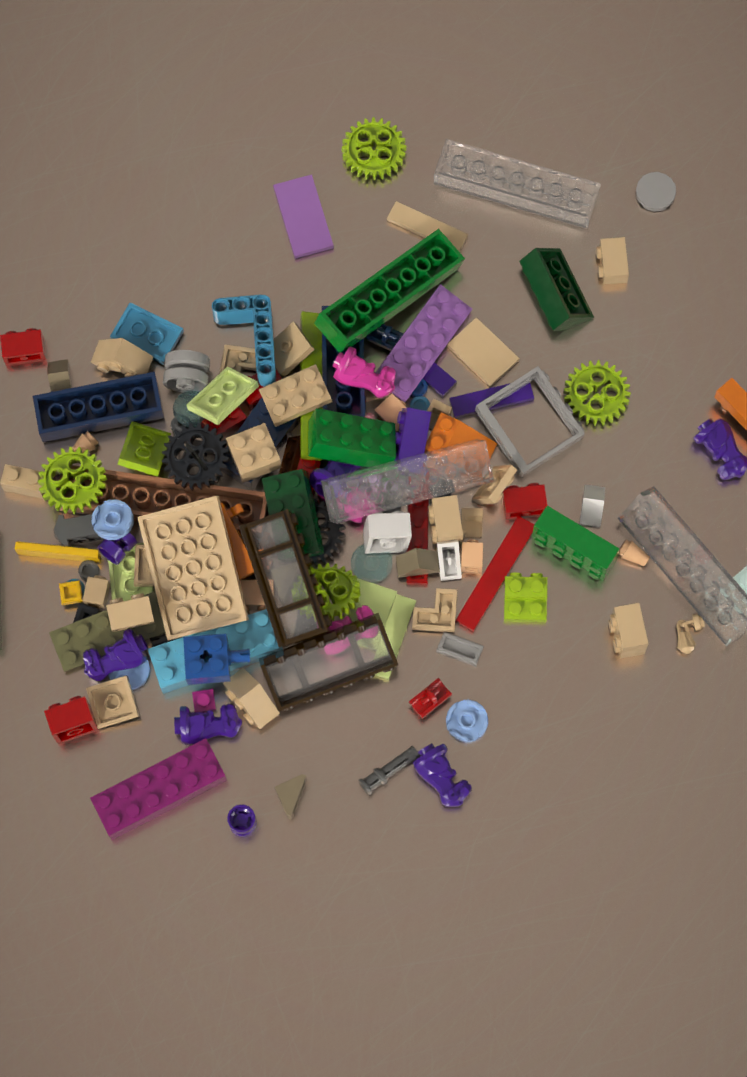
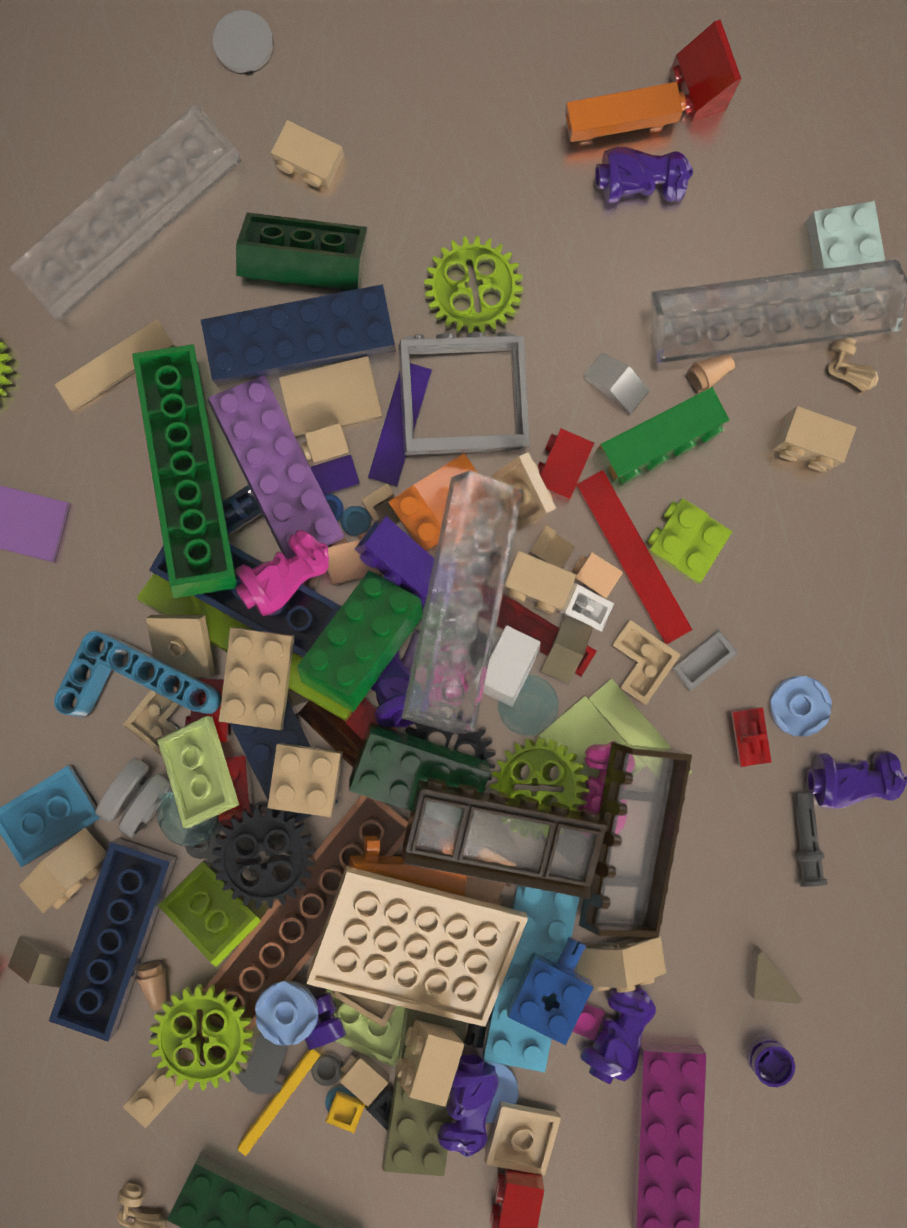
camera: 65 degrees left, 15 degrees up
(454, 363) = (326, 444): none -> tan brick
(507, 313) = (298, 335): none -> dark blue brick

